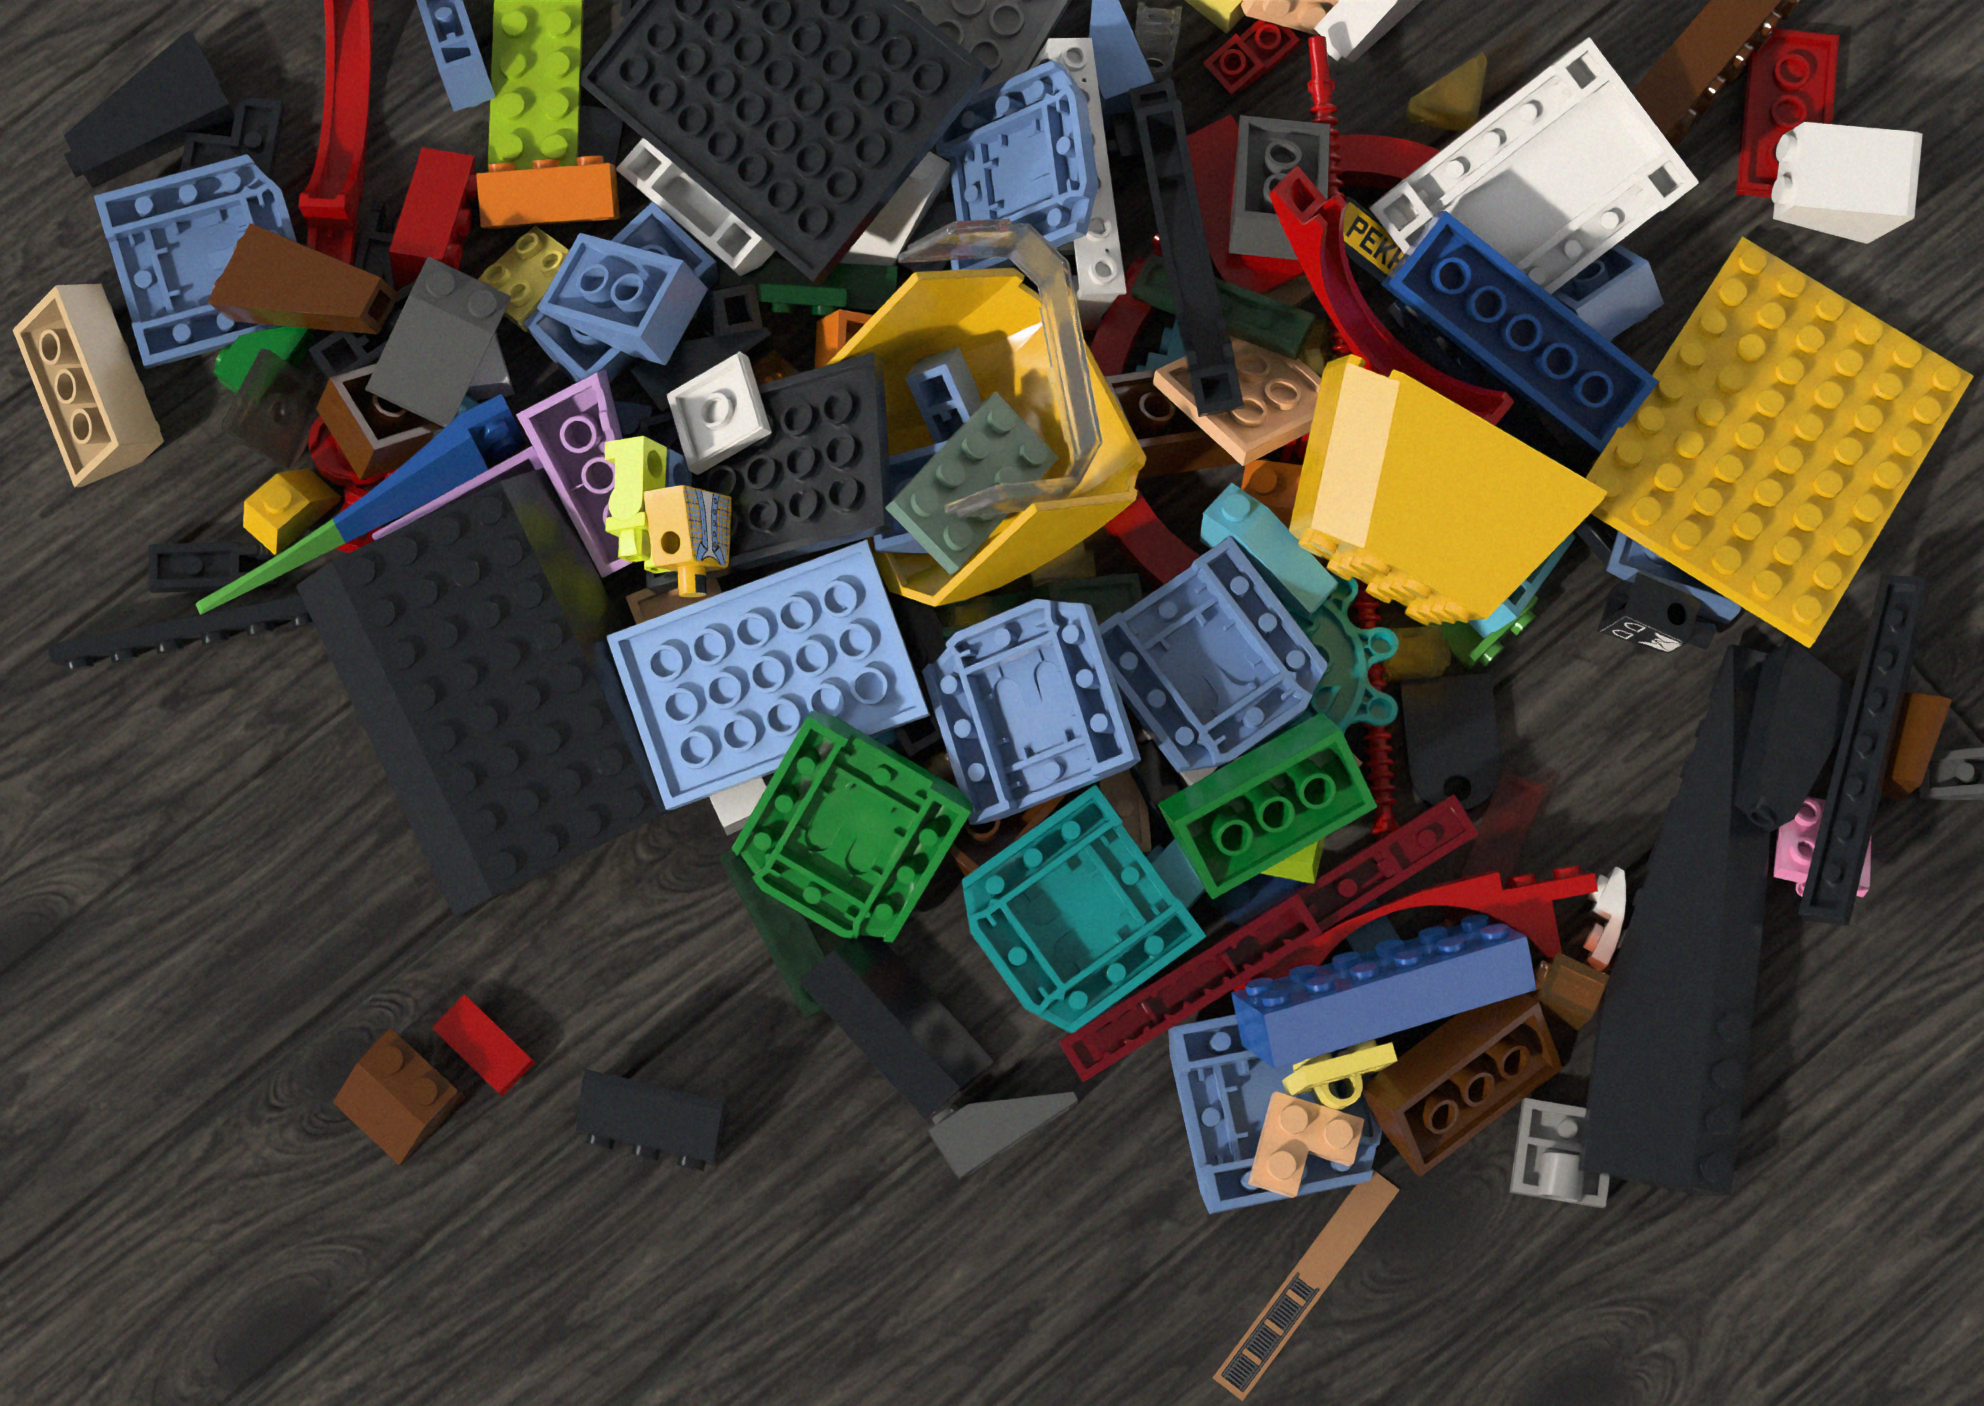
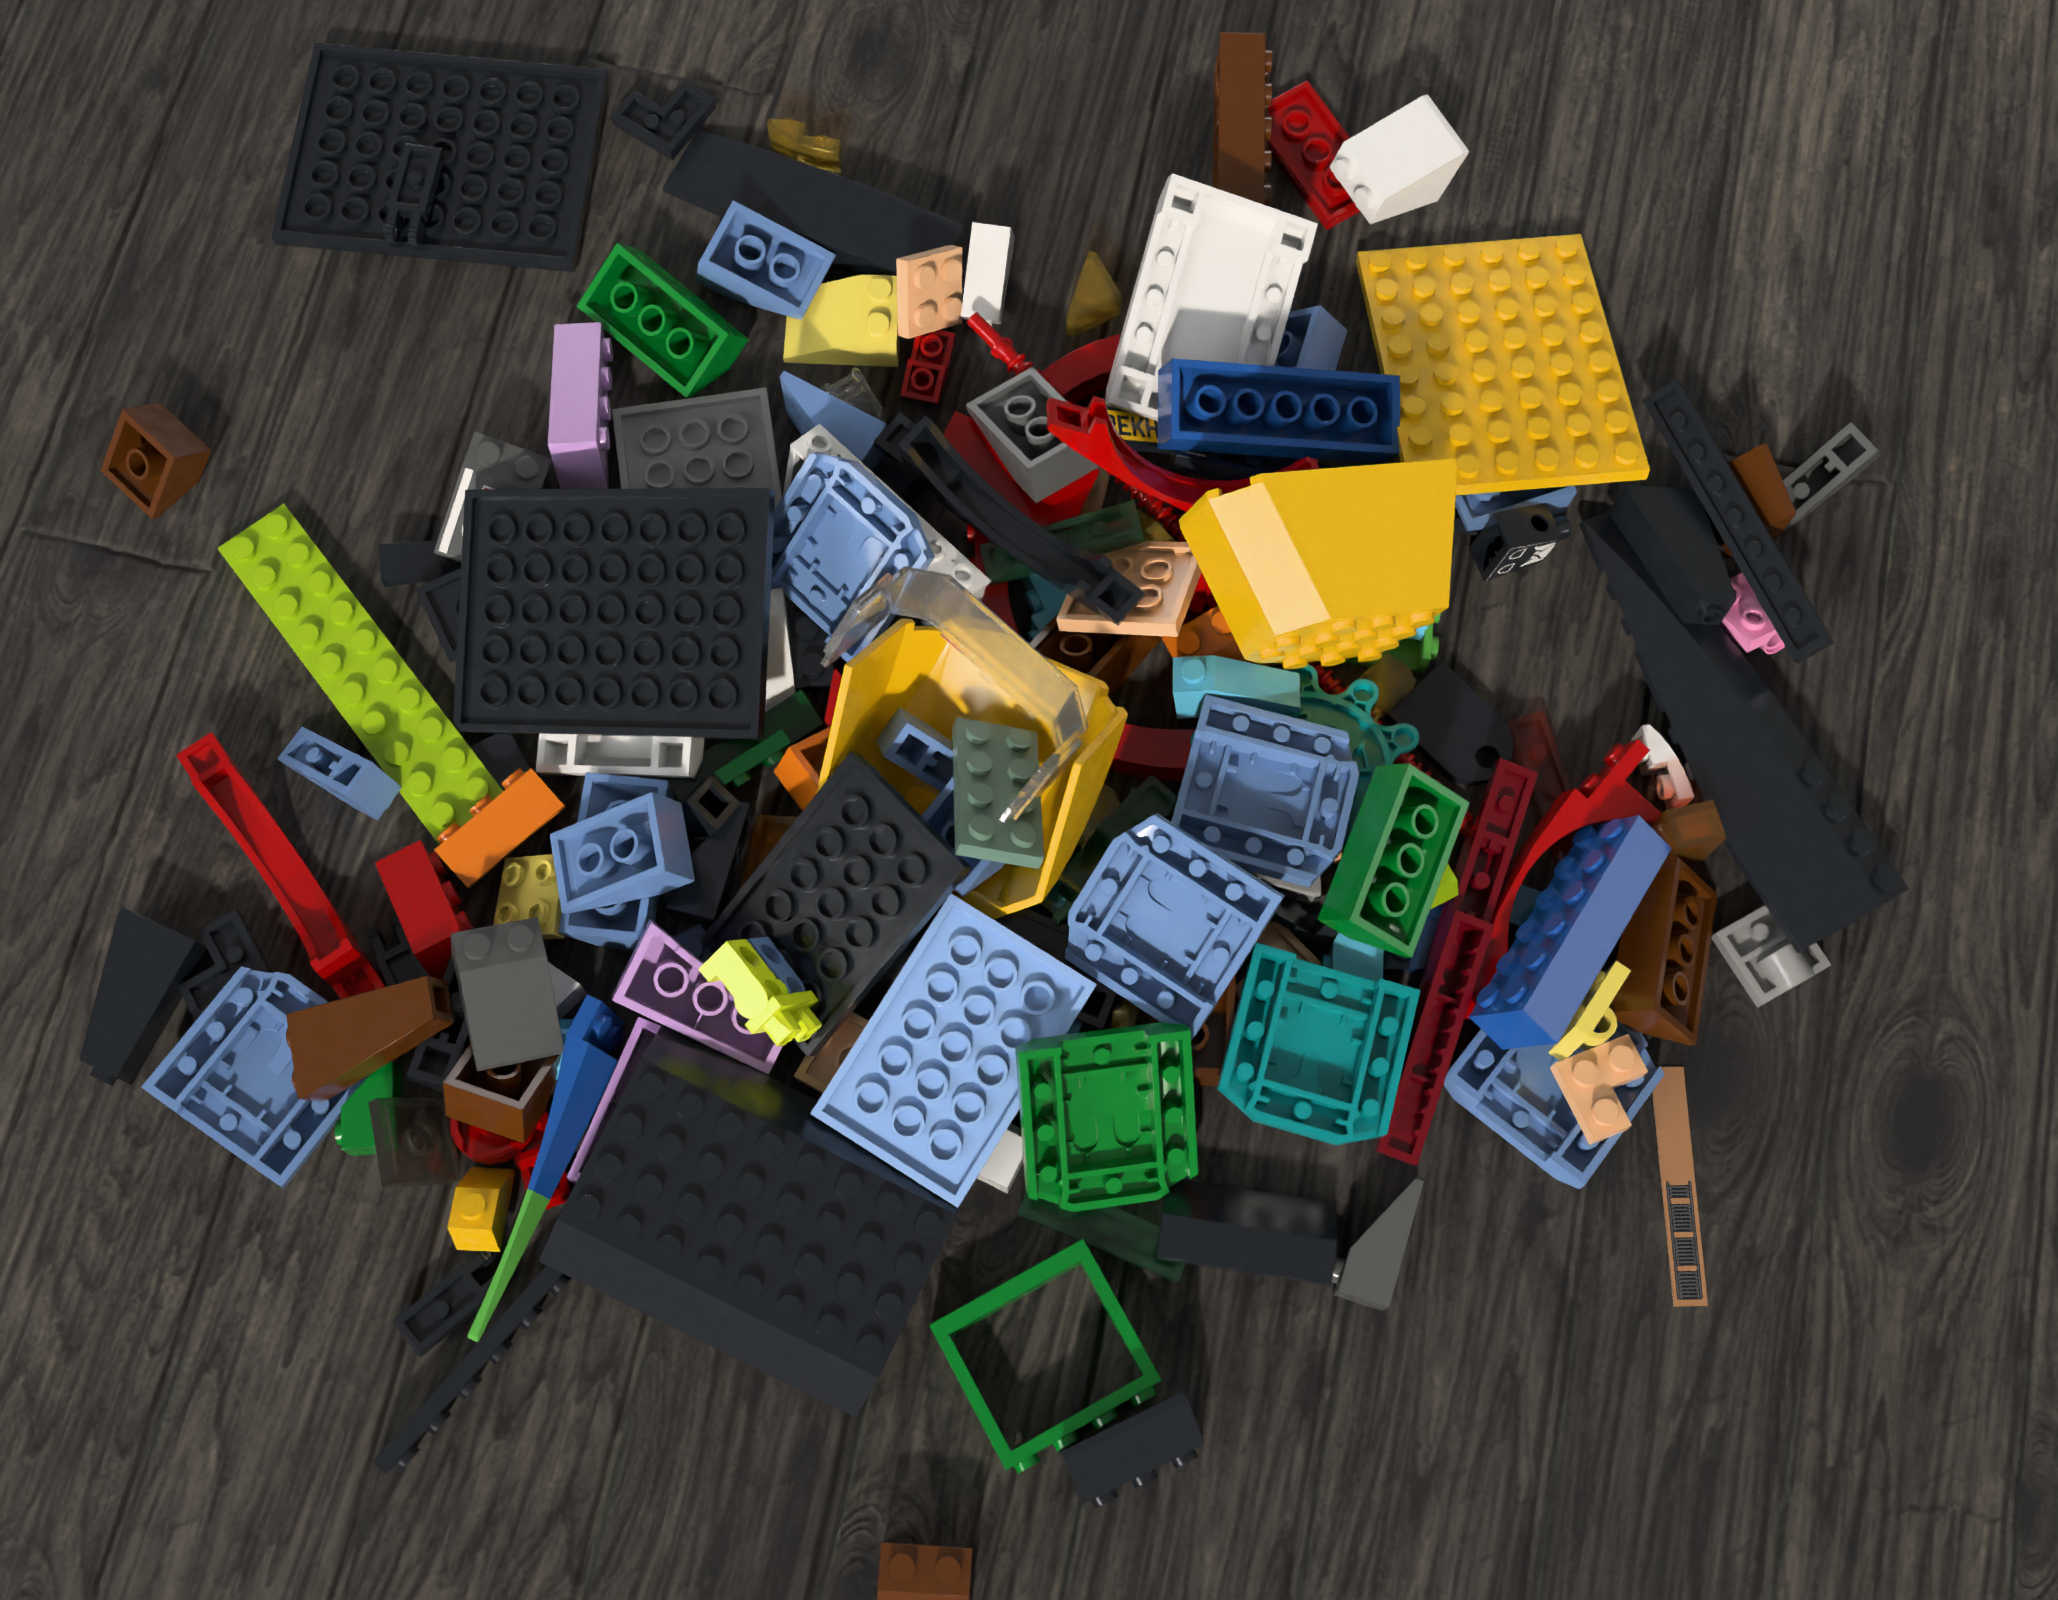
camera: 40 degrees left, 5 degrees down
(87, 383) = (244, 1235): tan slope -> none
(483, 1045) = (956, 1497): red slope -> none
(661, 916) = (1009, 1292): none -> green window
(689, 534) = (816, 989): yellow torso -> none
(718, 413) = (762, 886): white tile -> none

